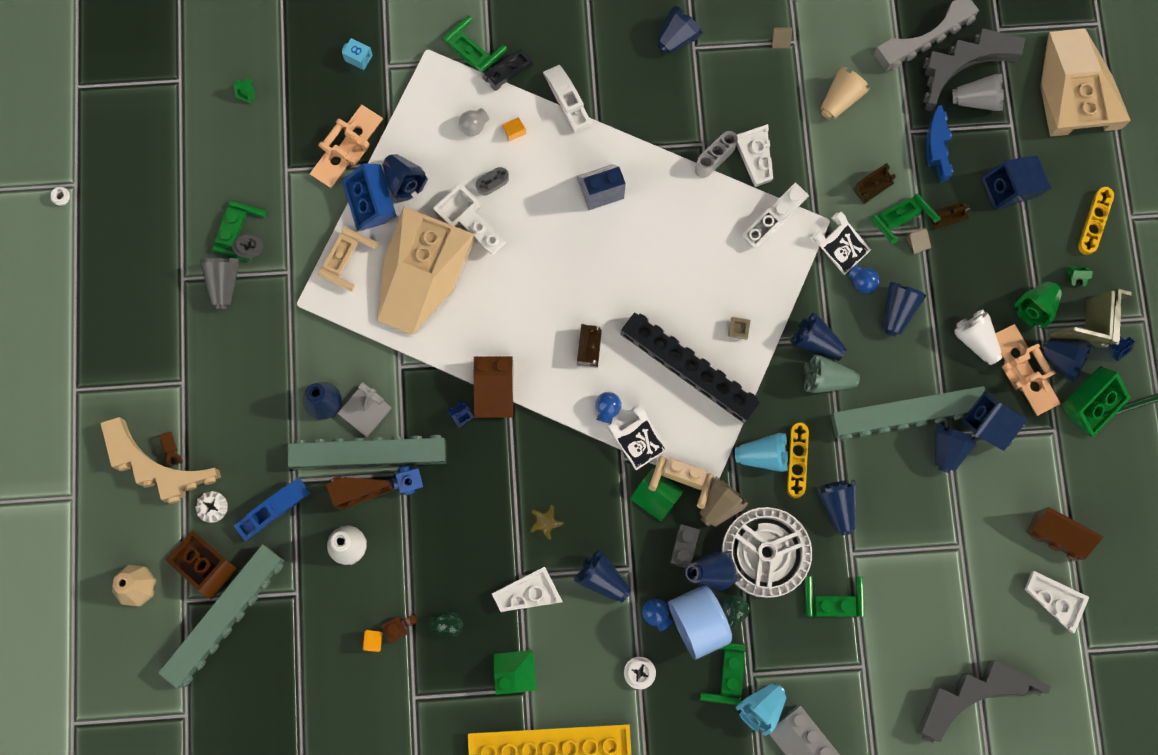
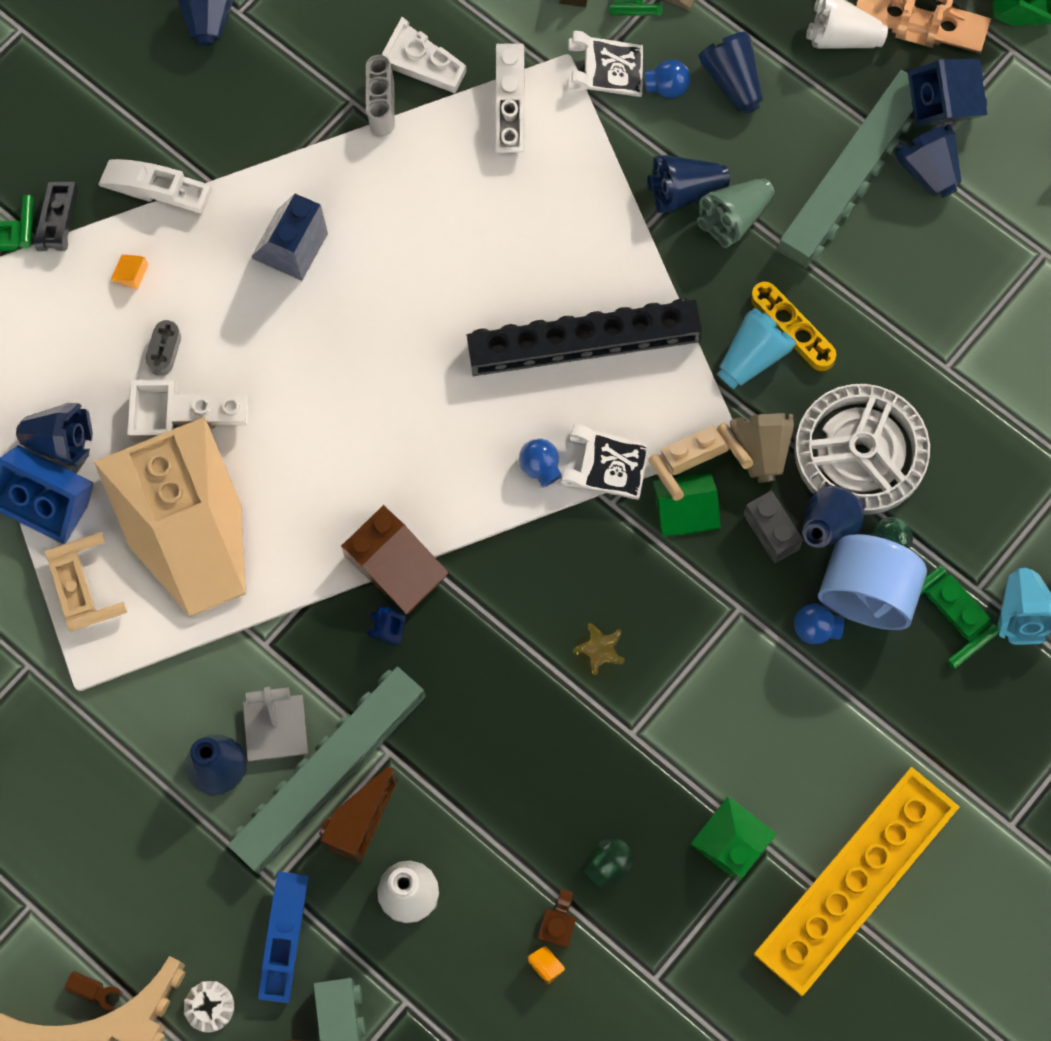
camera: 40 degrees left, 5 degrees down
(414, 479) = (403, 751): blue brick -> none
(473, 122) = (76, 305): light grey piece -> none
(528, 592) = (659, 740): white wing -> none
(589, 346) = (452, 418): dark brown hinge -> none
(602, 578) = (722, 643): dark blue cone -> none
(648, 669) = (869, 691): white gear -> none
(739, 328) = (592, 248): dark tan plate -> none
(834, 605) = (985, 434): green plate -> none
(840, 505) = (885, 326): dark blue cone -> none

